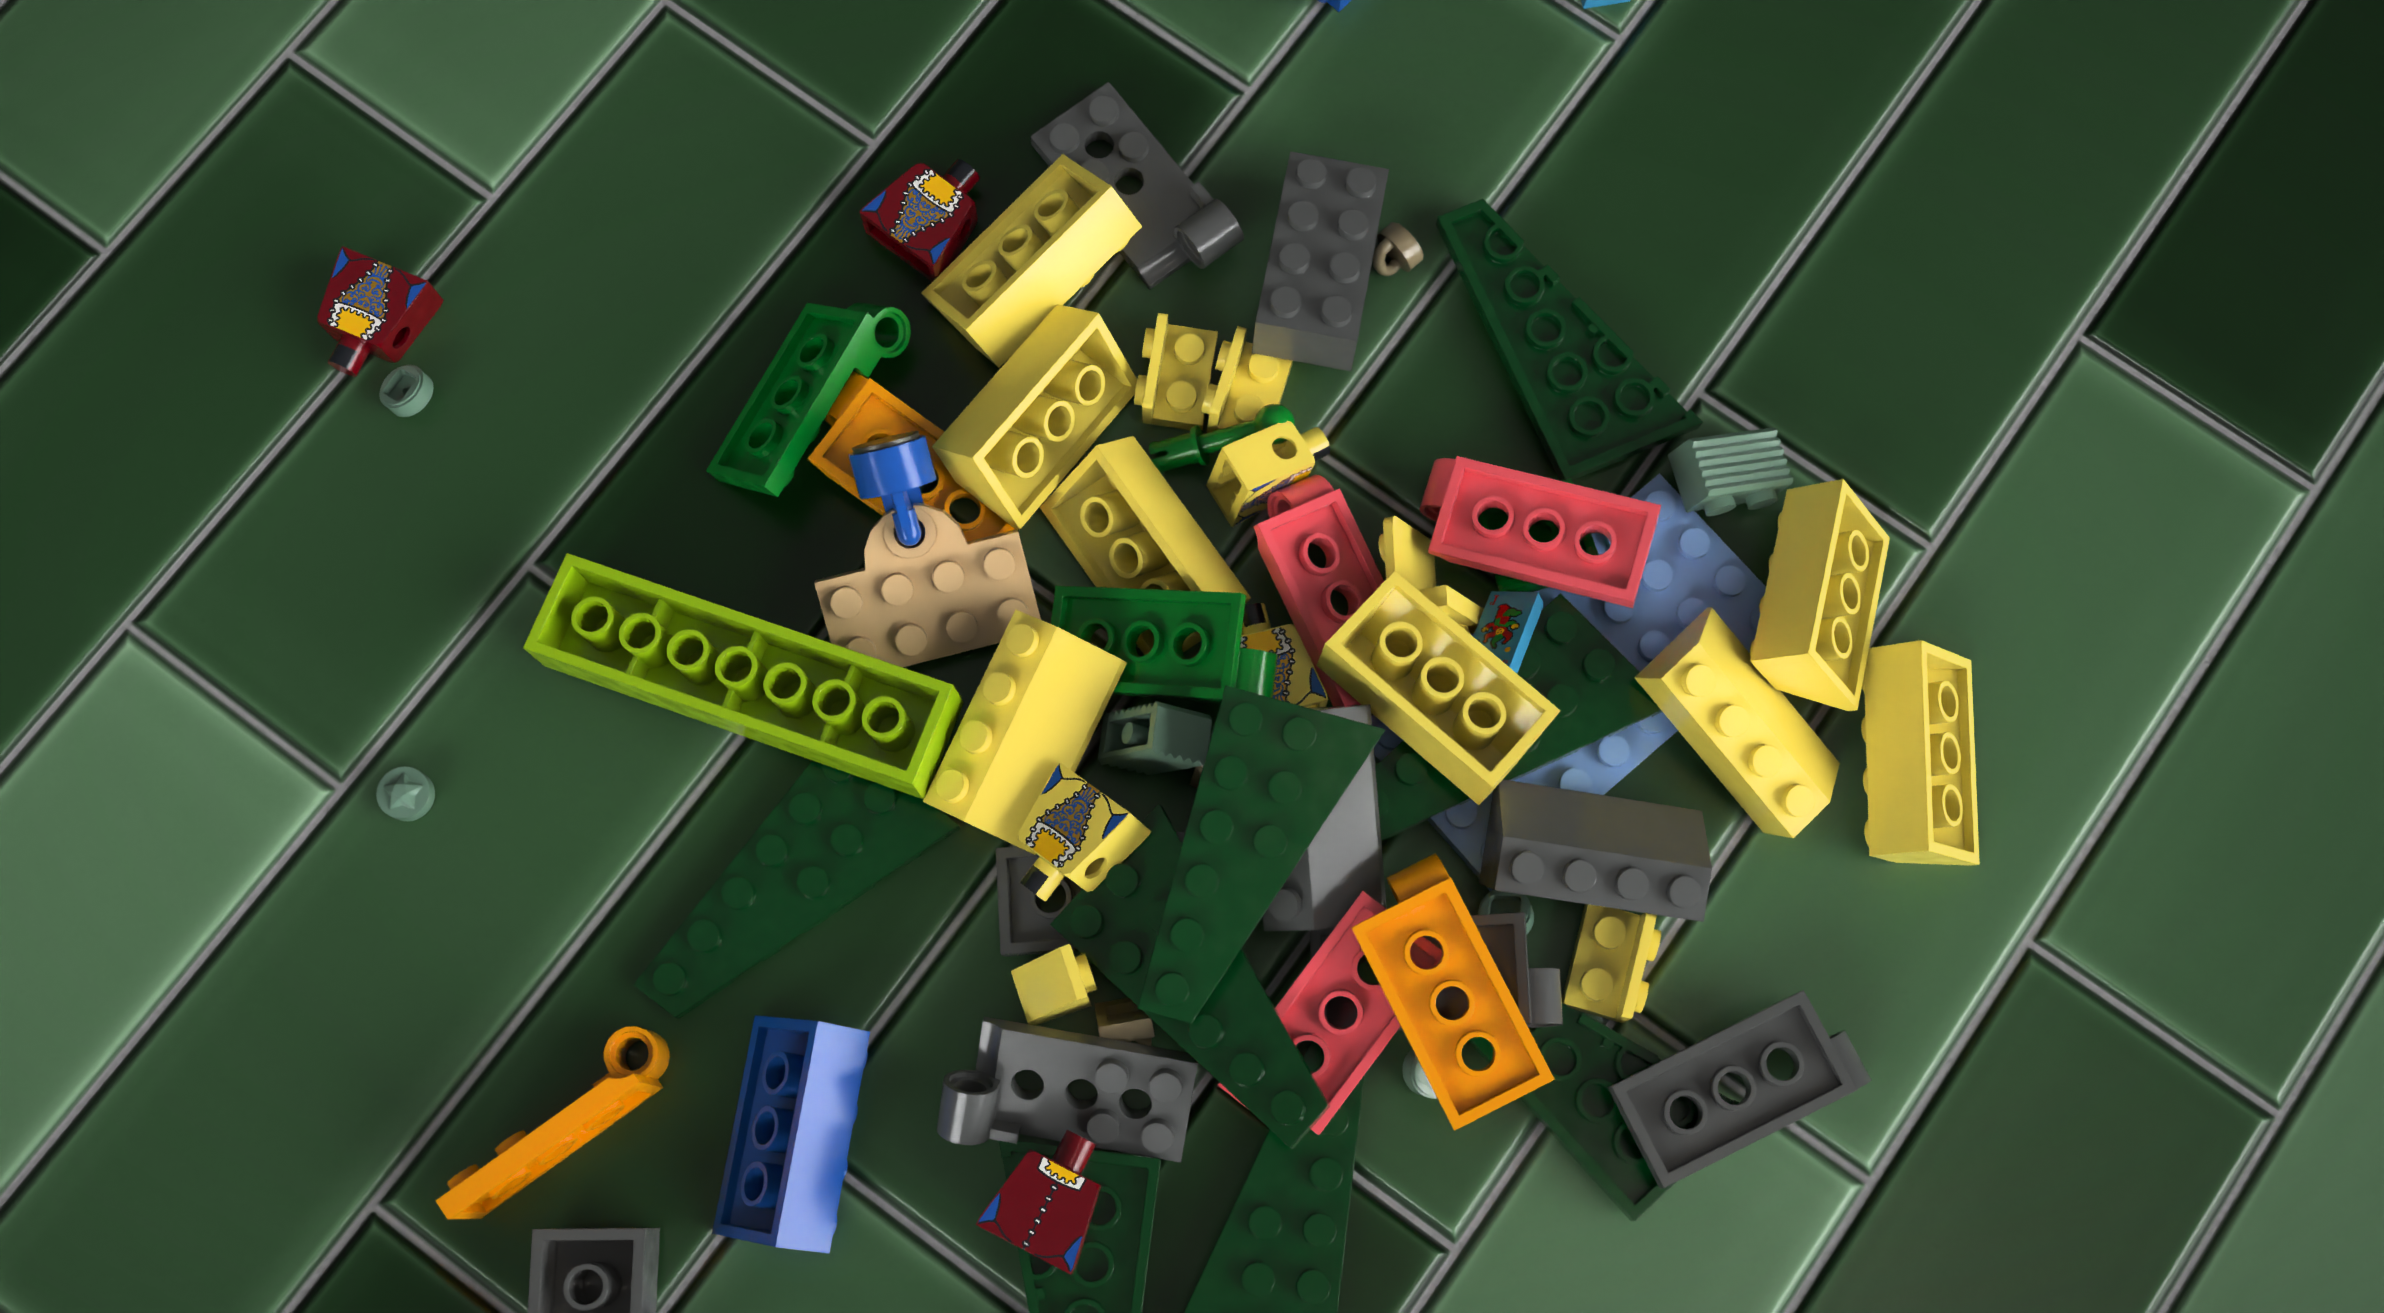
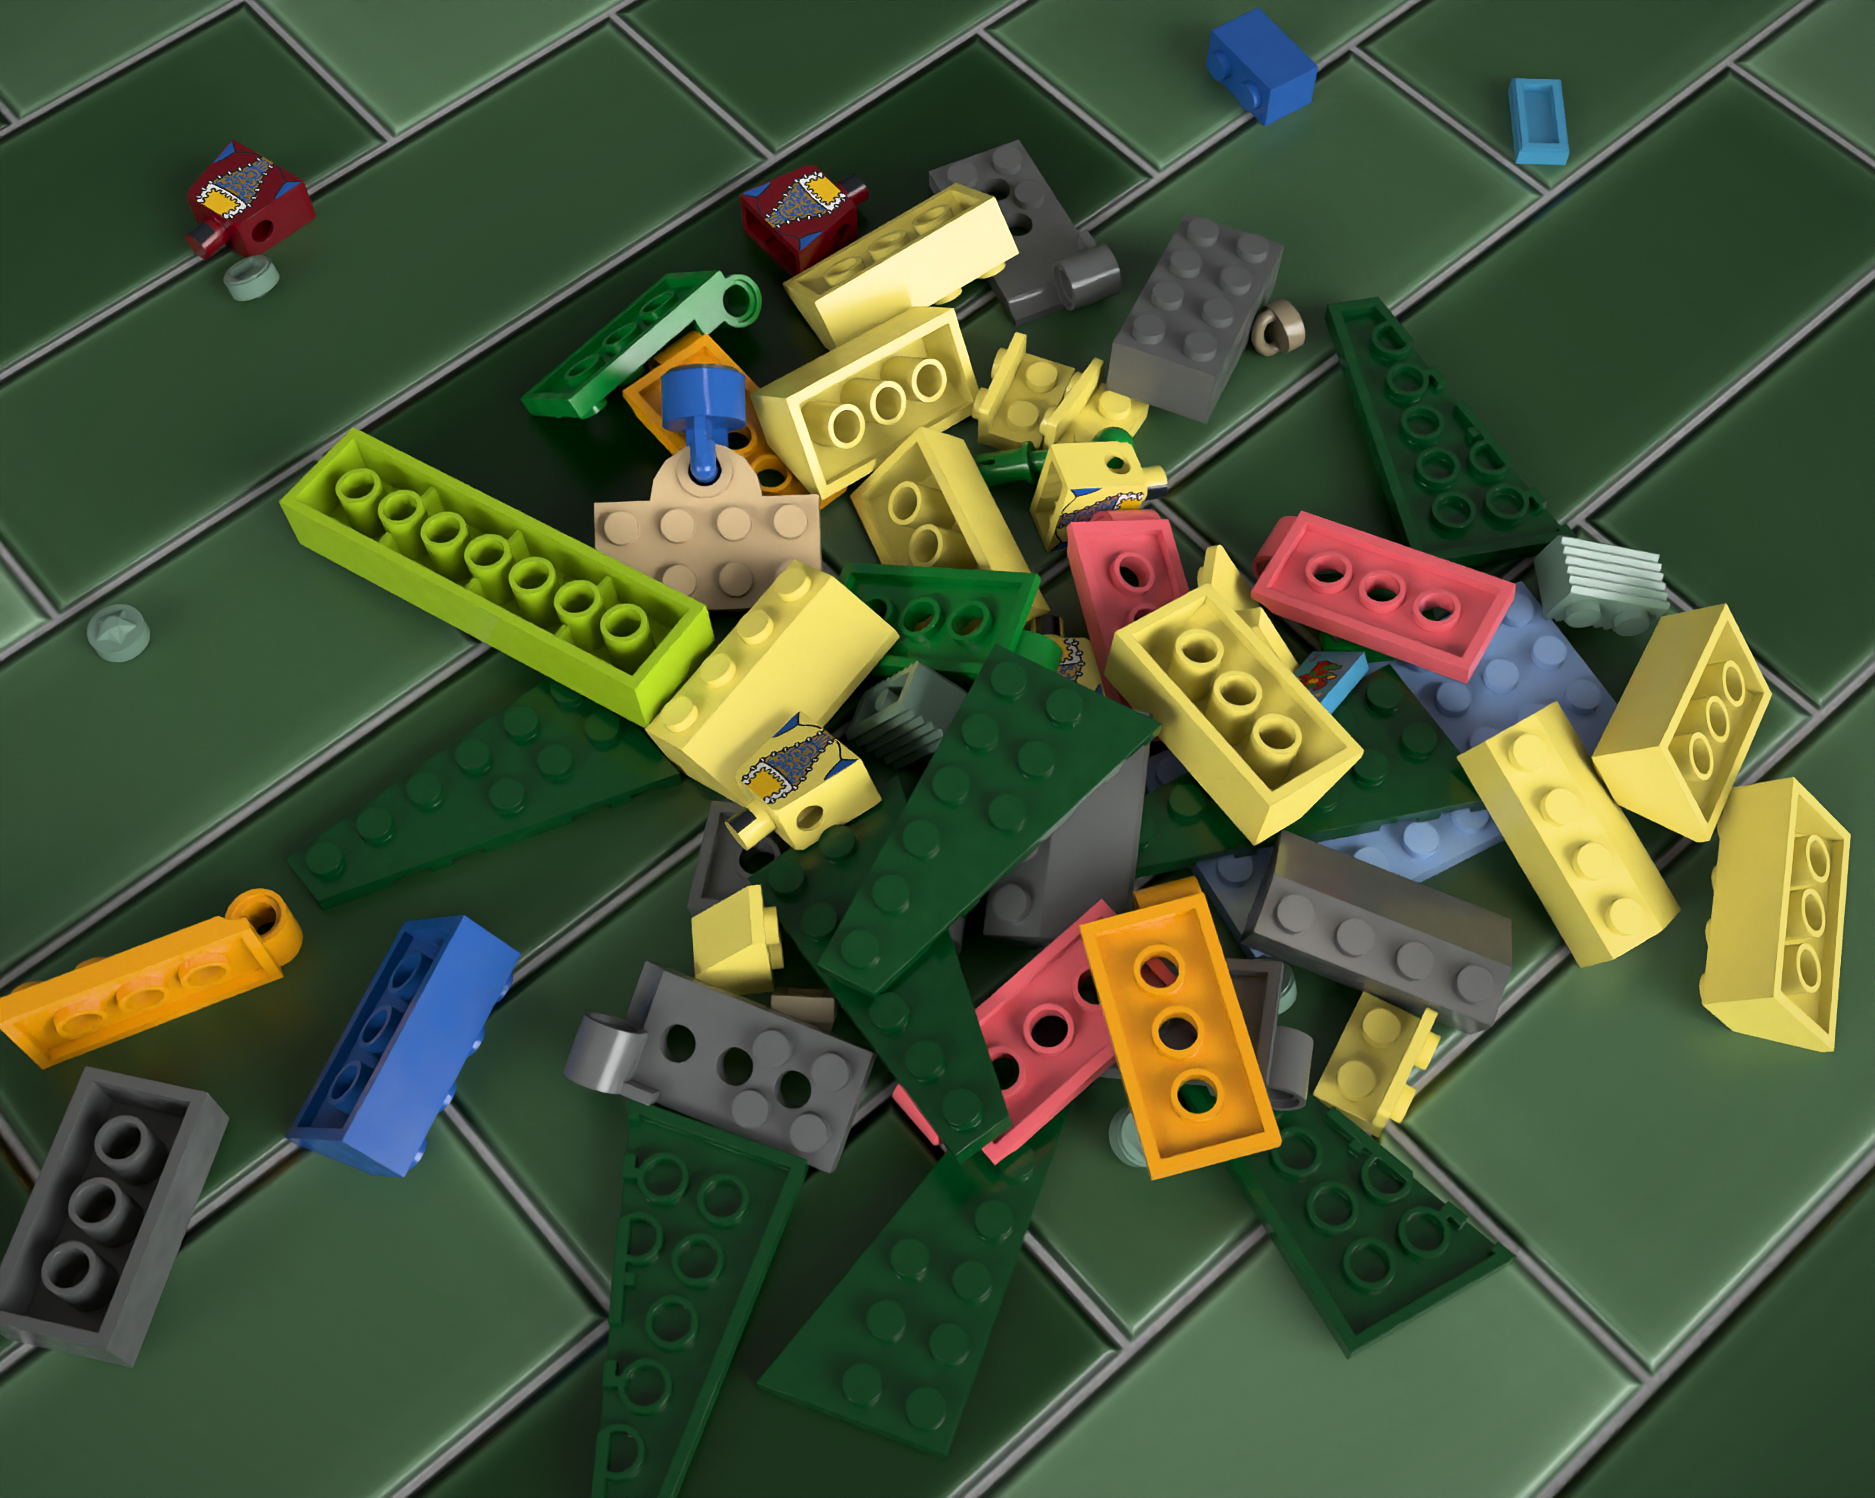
camera: 15 degrees right, 15 degrees down
(1047, 1204) = (661, 1171): dark red torso -> none
(1822, 1073) = (1609, 1235): dark grey hinge -> none

